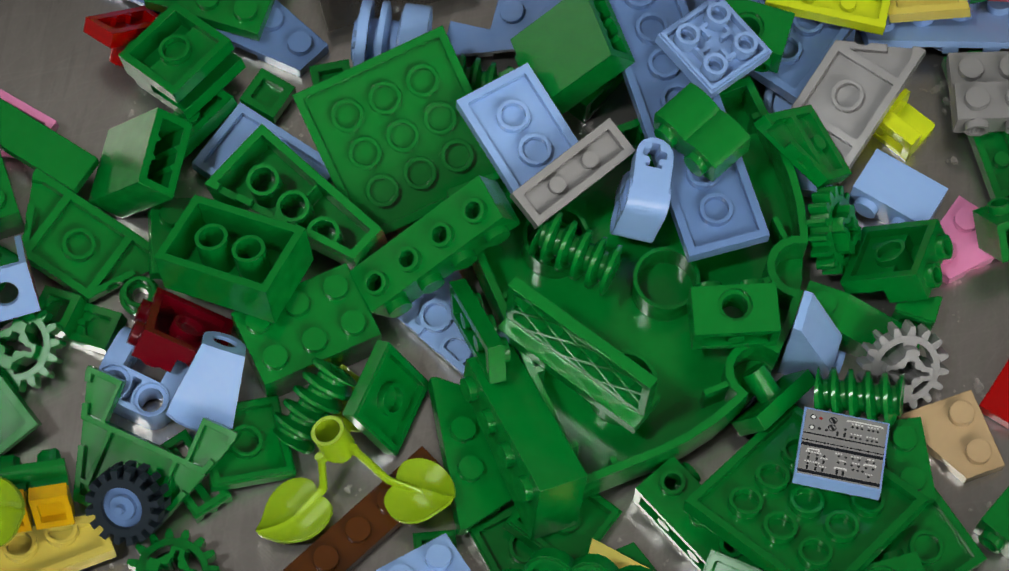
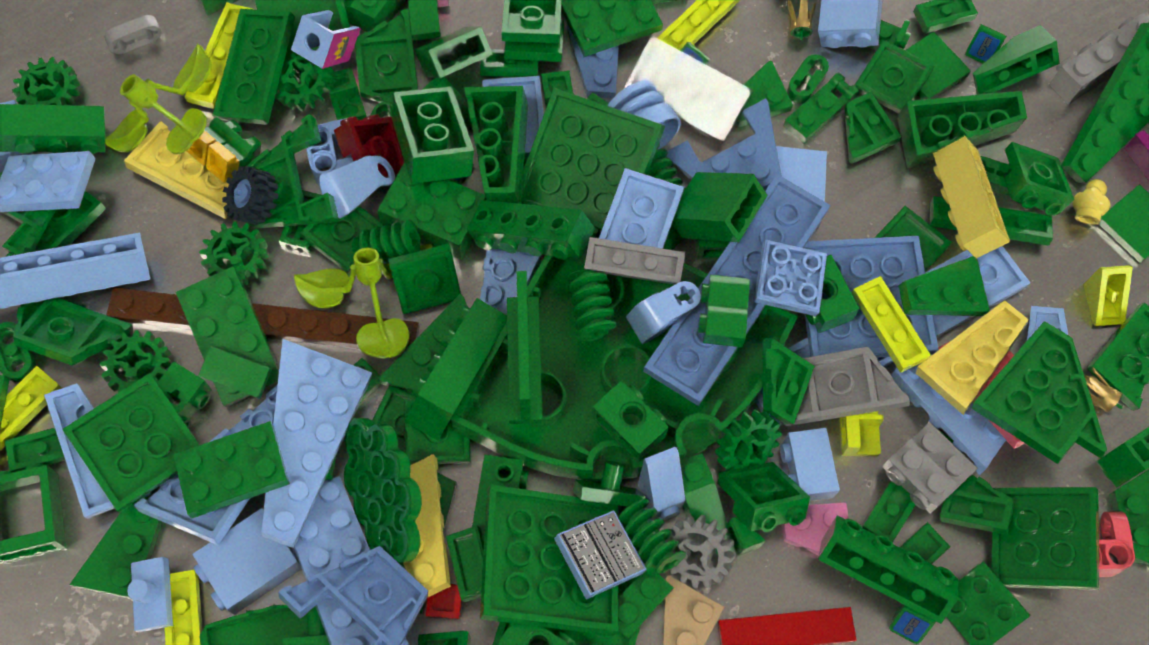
camera: 50 degrees right, 0 degrees up
(479, 331) = (496, 292): green plate -> none

